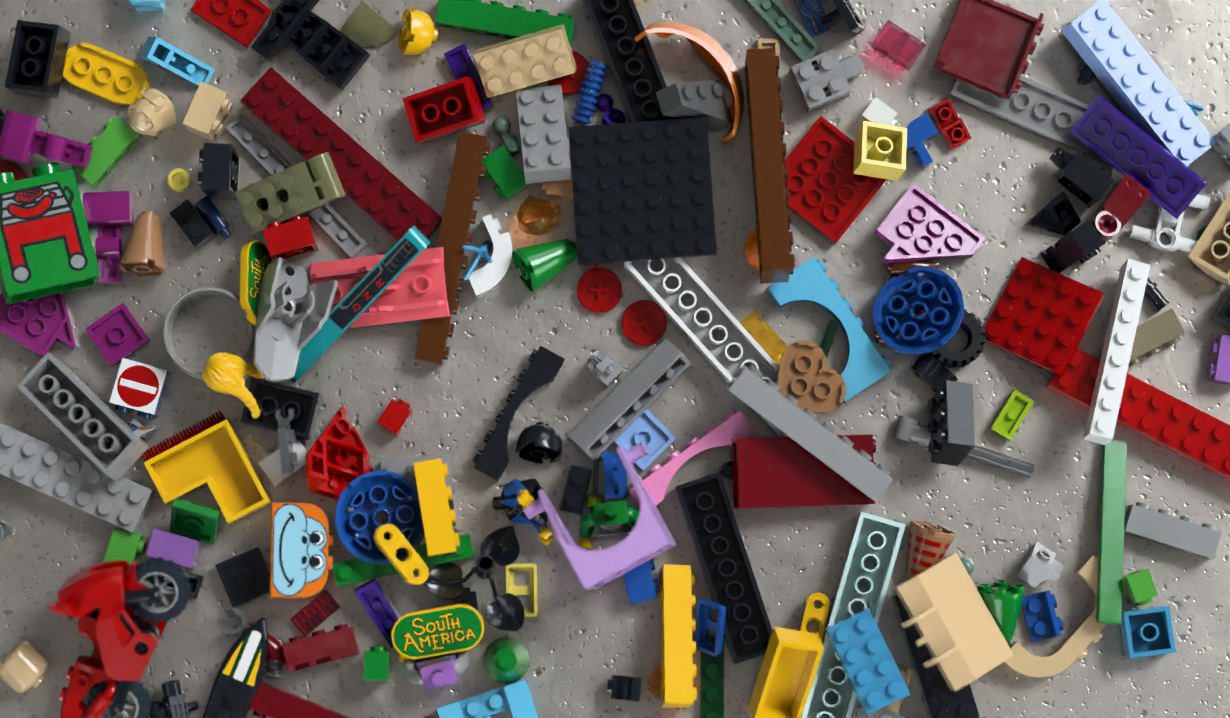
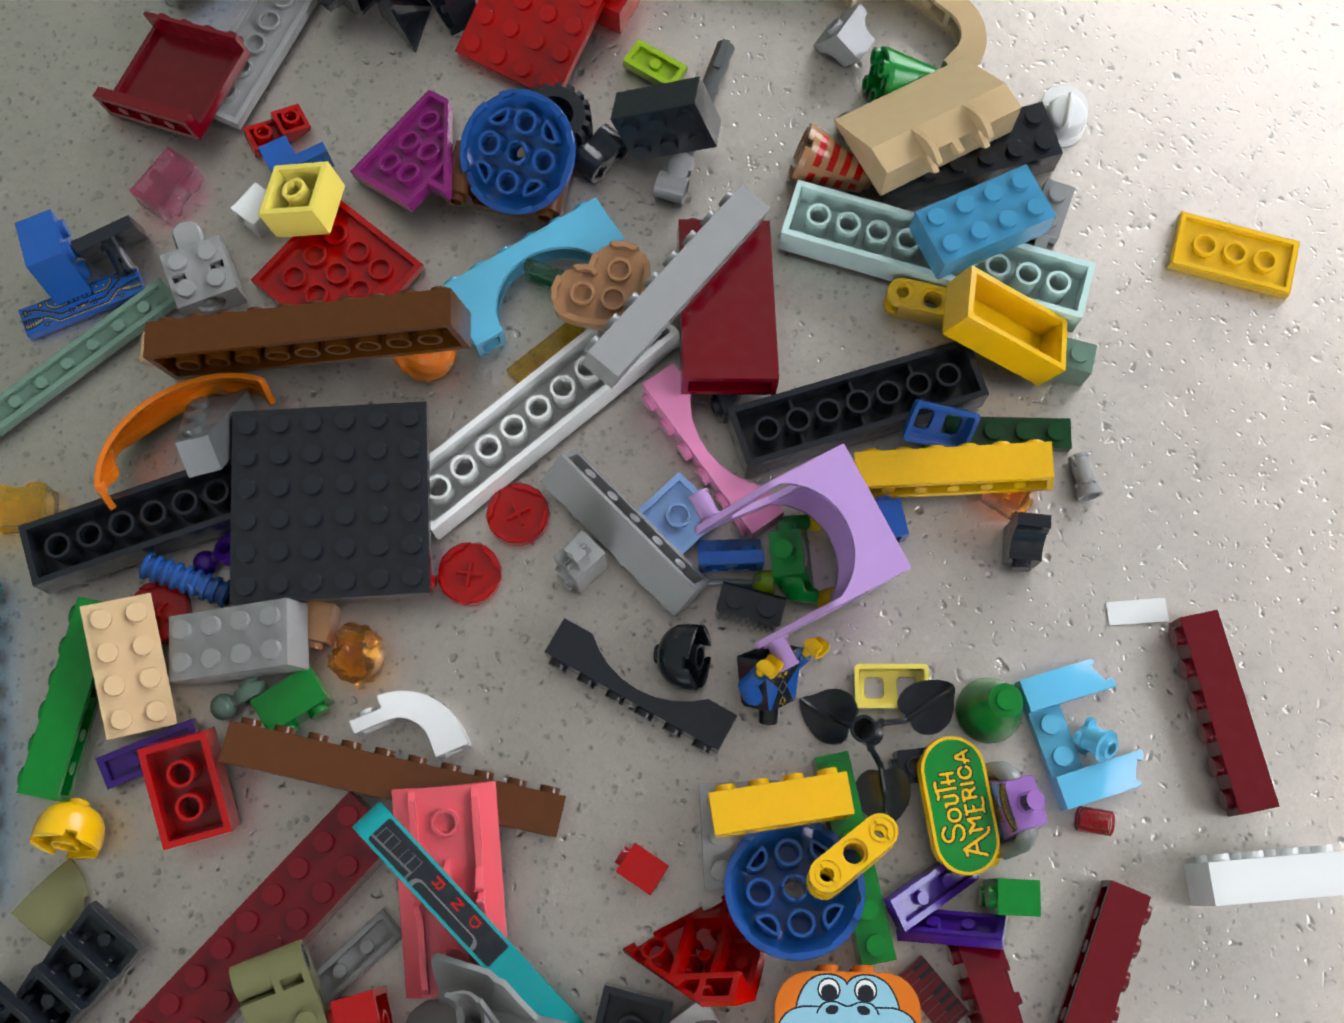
camera: 80 degrees left, 10 degrees down
(356, 628) = (958, 929): none -> dark purple tile
(481, 252) = (405, 735): dark azure plant -> none
(543, 261) = (425, 648): green cone -> none
(1041, 616) = (909, 35): blue bracket -> none

